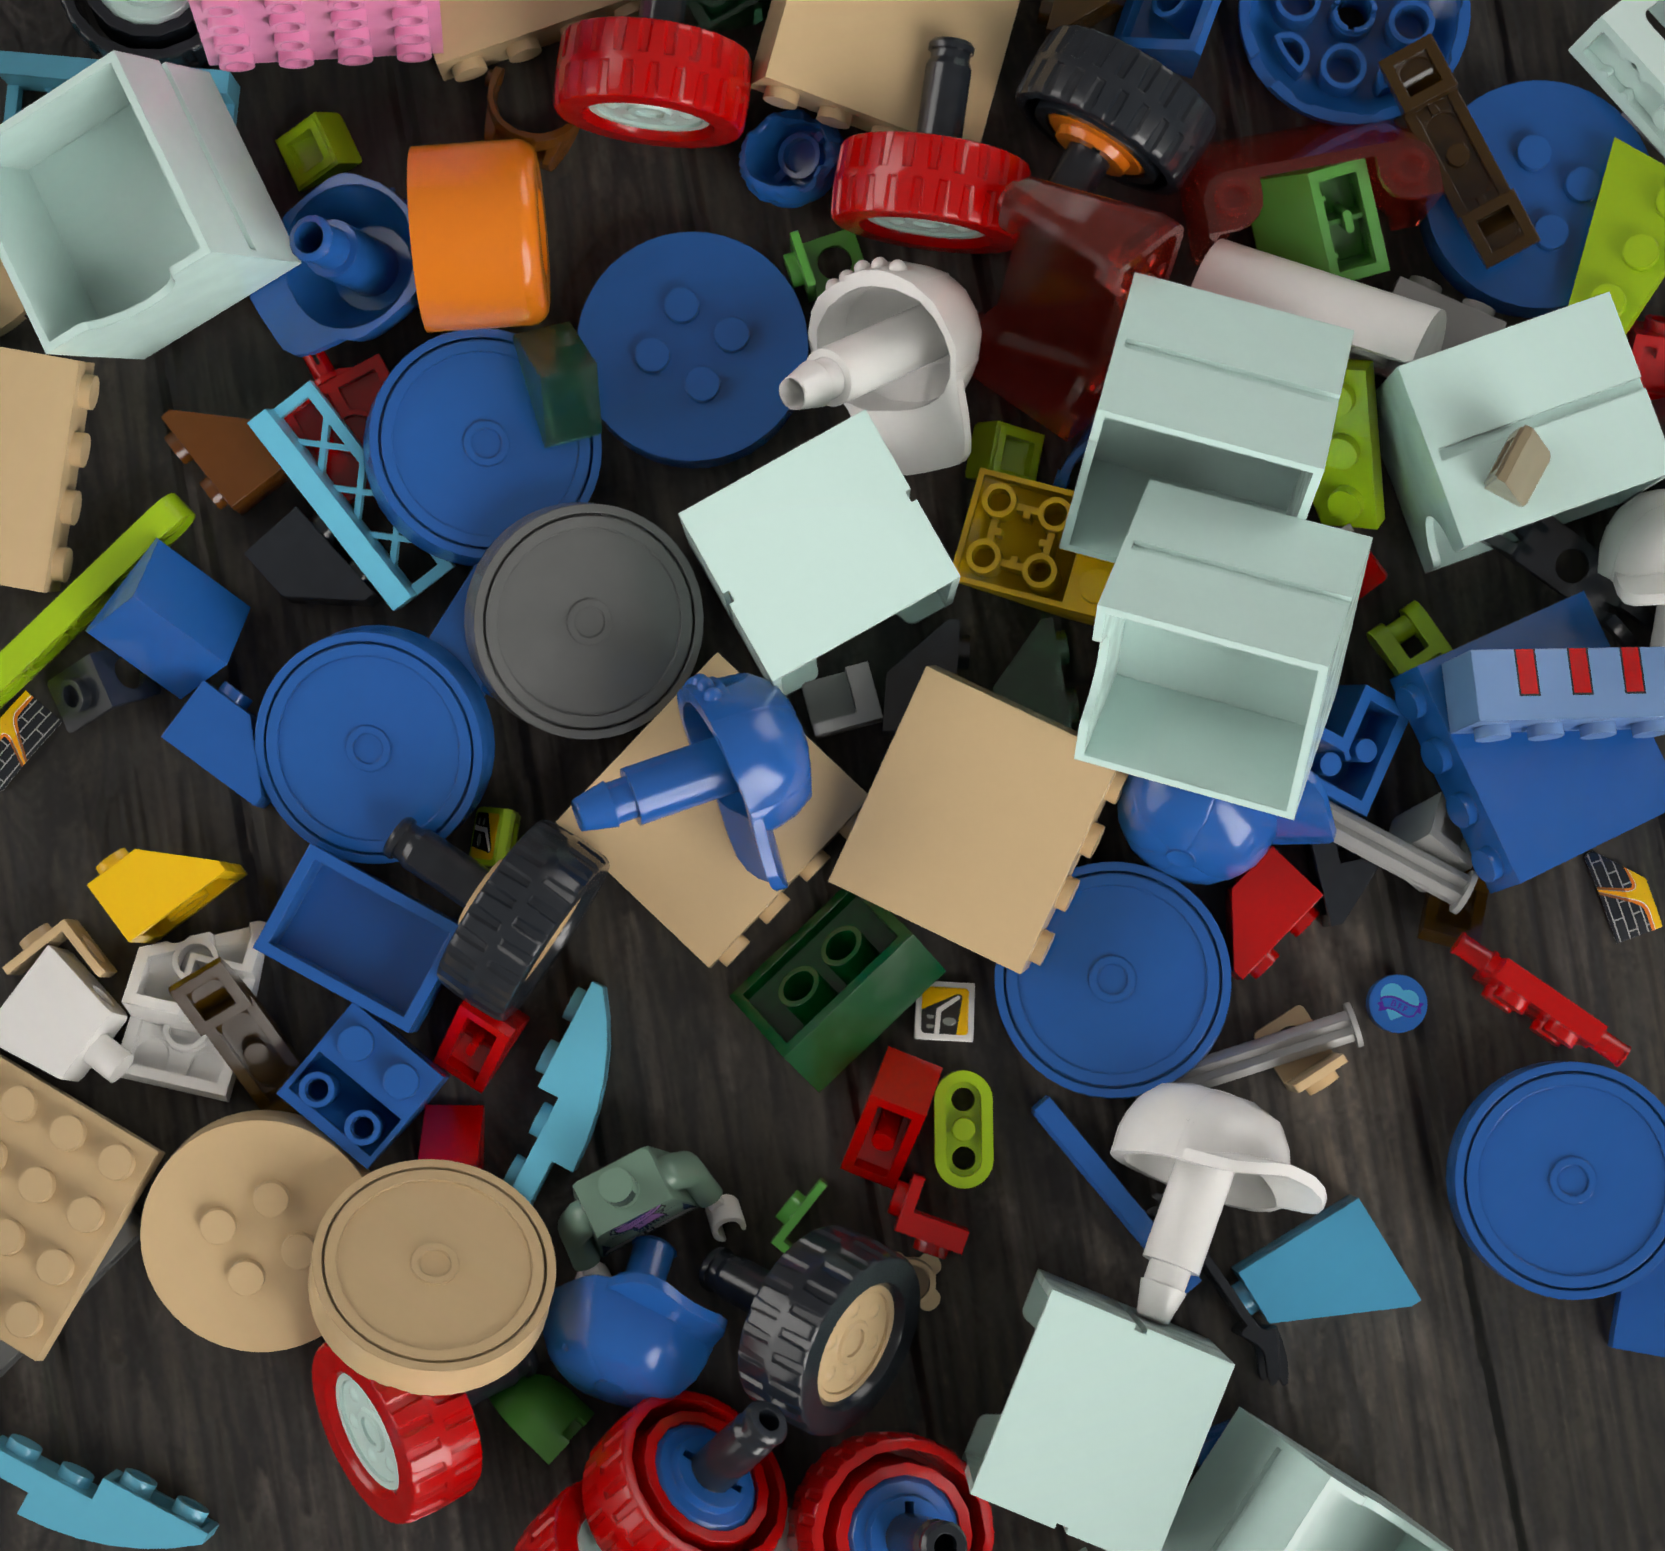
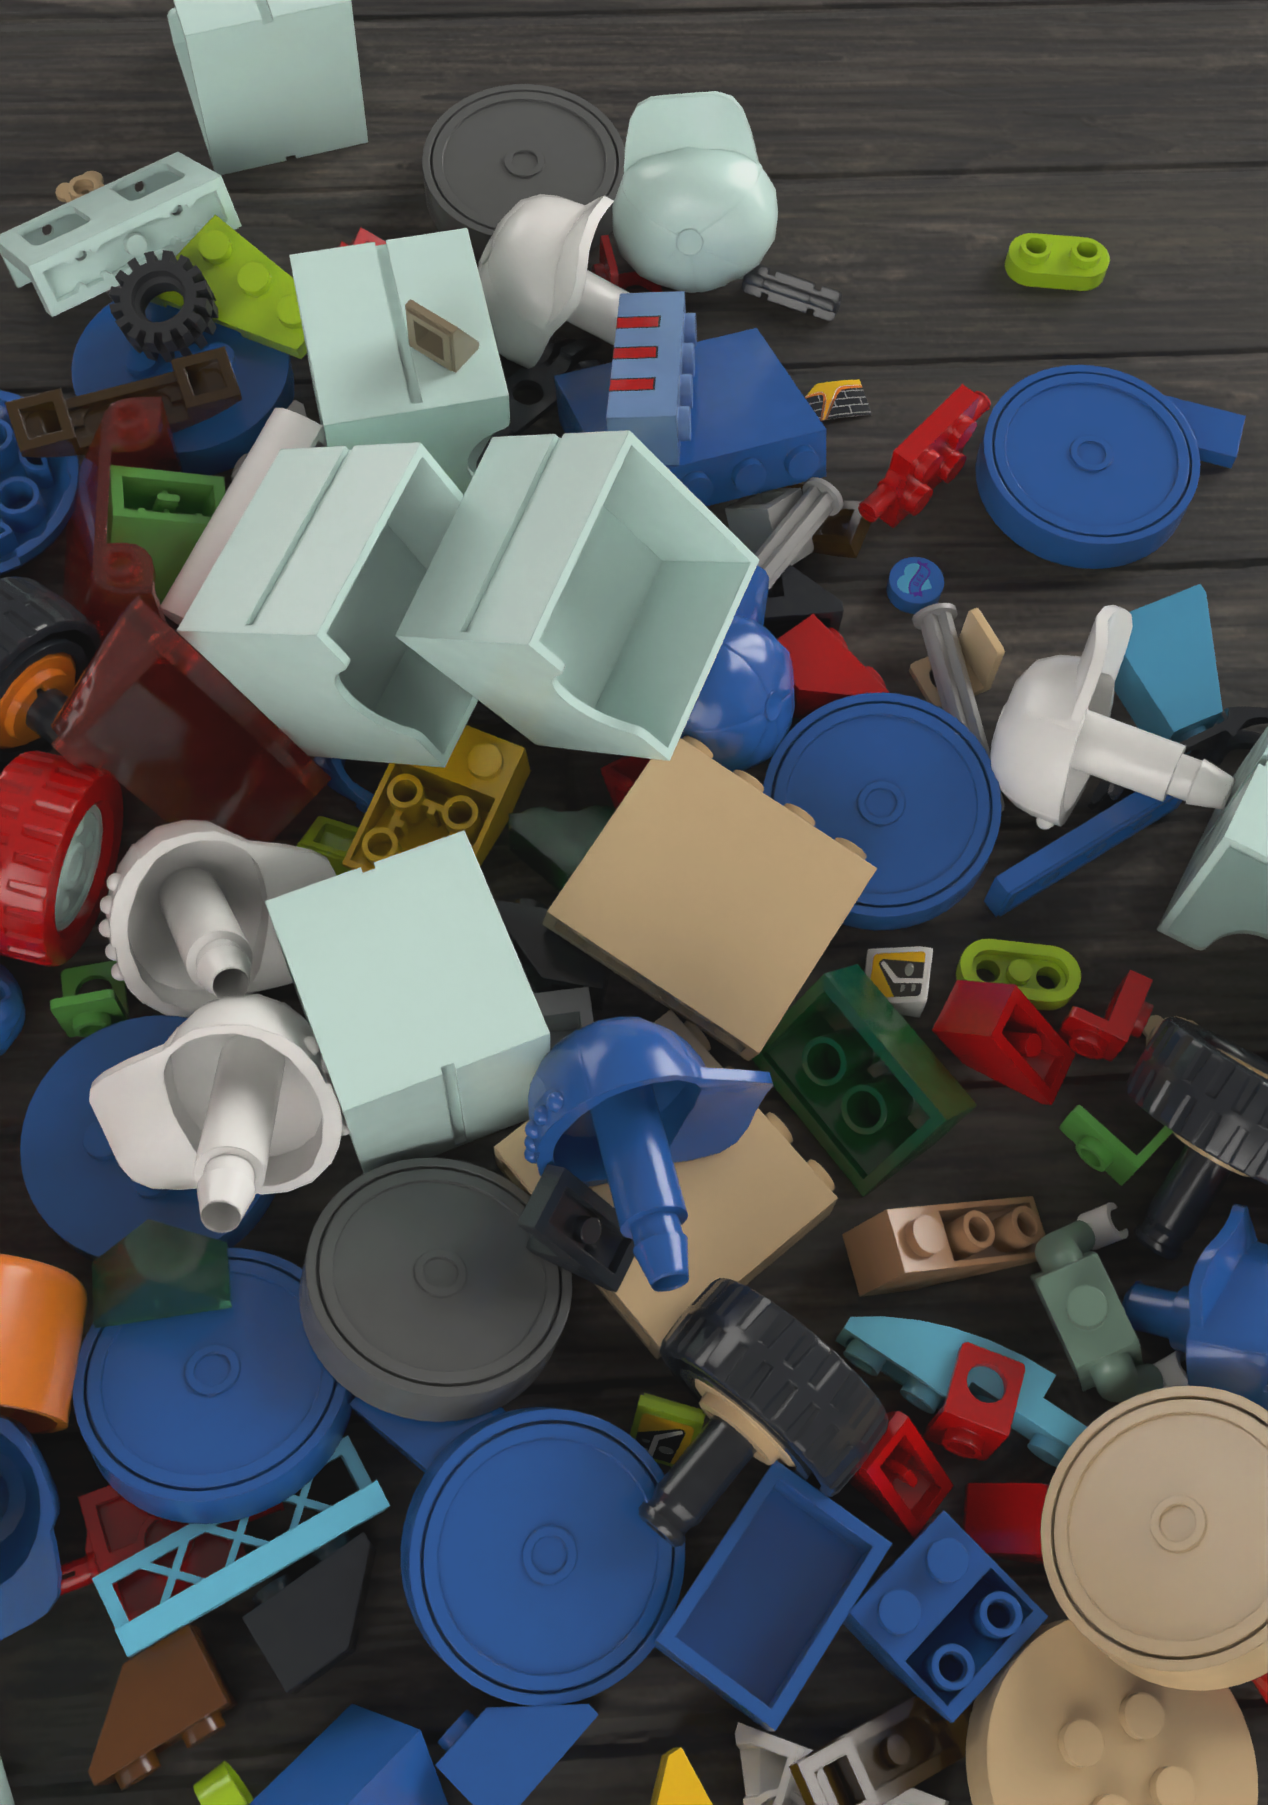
camera: 90 degrees left, 20 degrees down
(521, 1101) = (964, 1422): none -> red bracket
(639, 728) = (576, 1229): none -> black slope
(689, 1073) = (941, 1243): none -> medium nougat slope
(702, 412) = (224, 1108): none -> white piece
(1581, 131) = (147, 283): none -> black tyre

